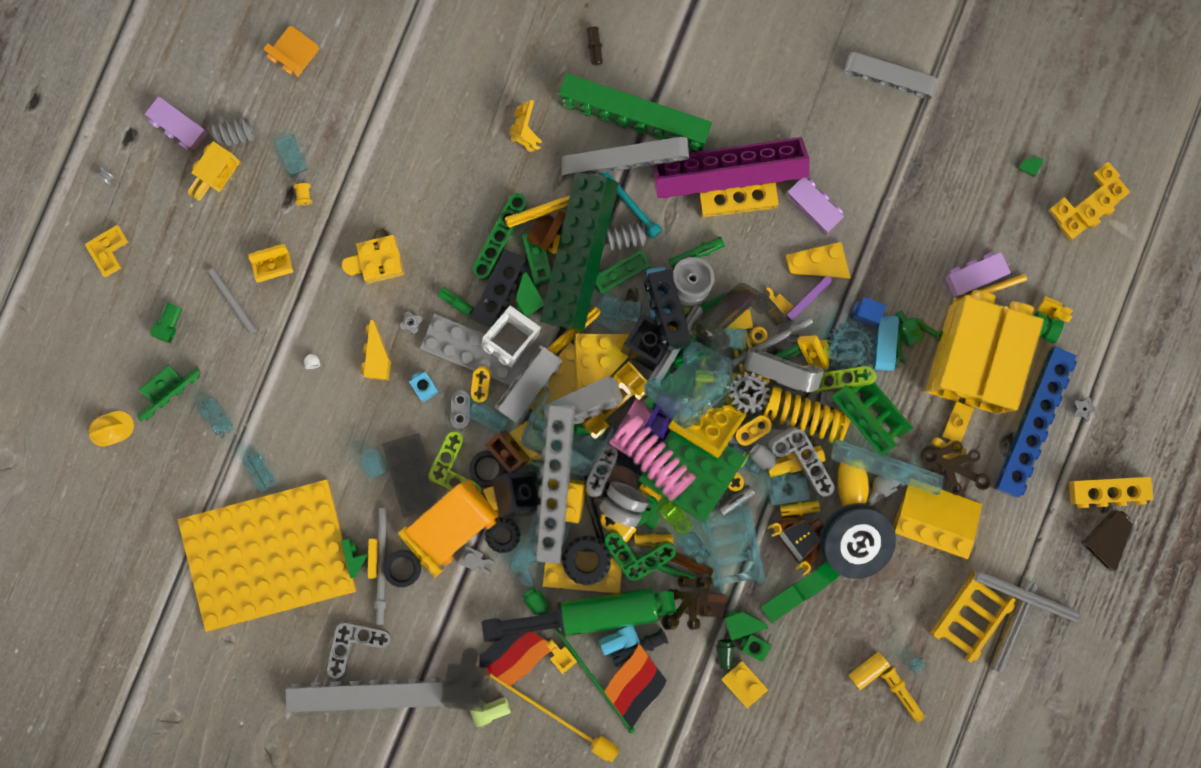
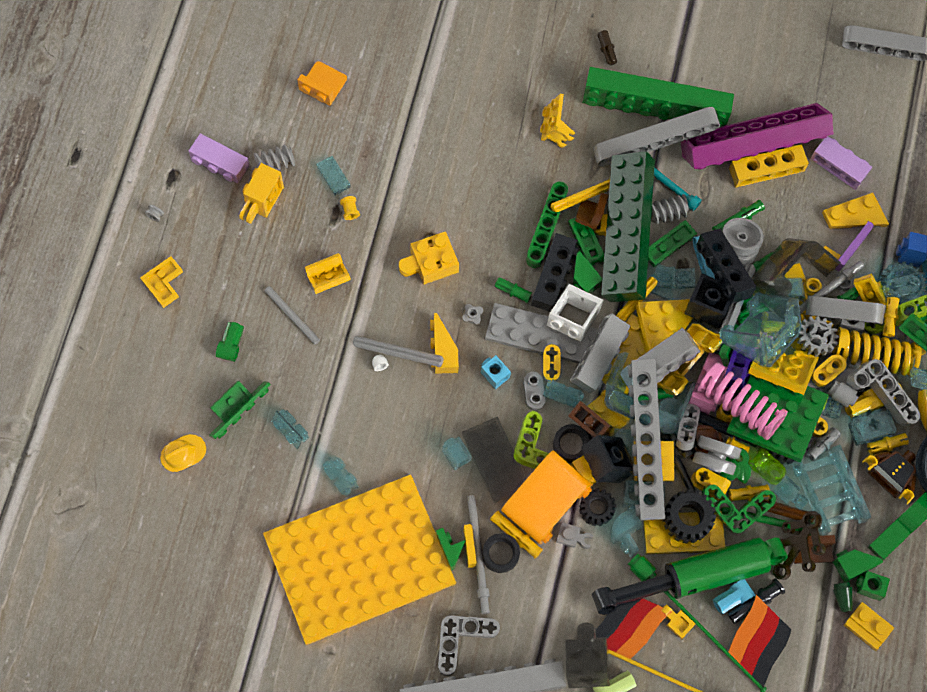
camera: 10 degrees left, 15 degrees down
(330, 354) = (398, 351): none -> light grey axle
(826, 383) = (891, 316): none -> yellow pin

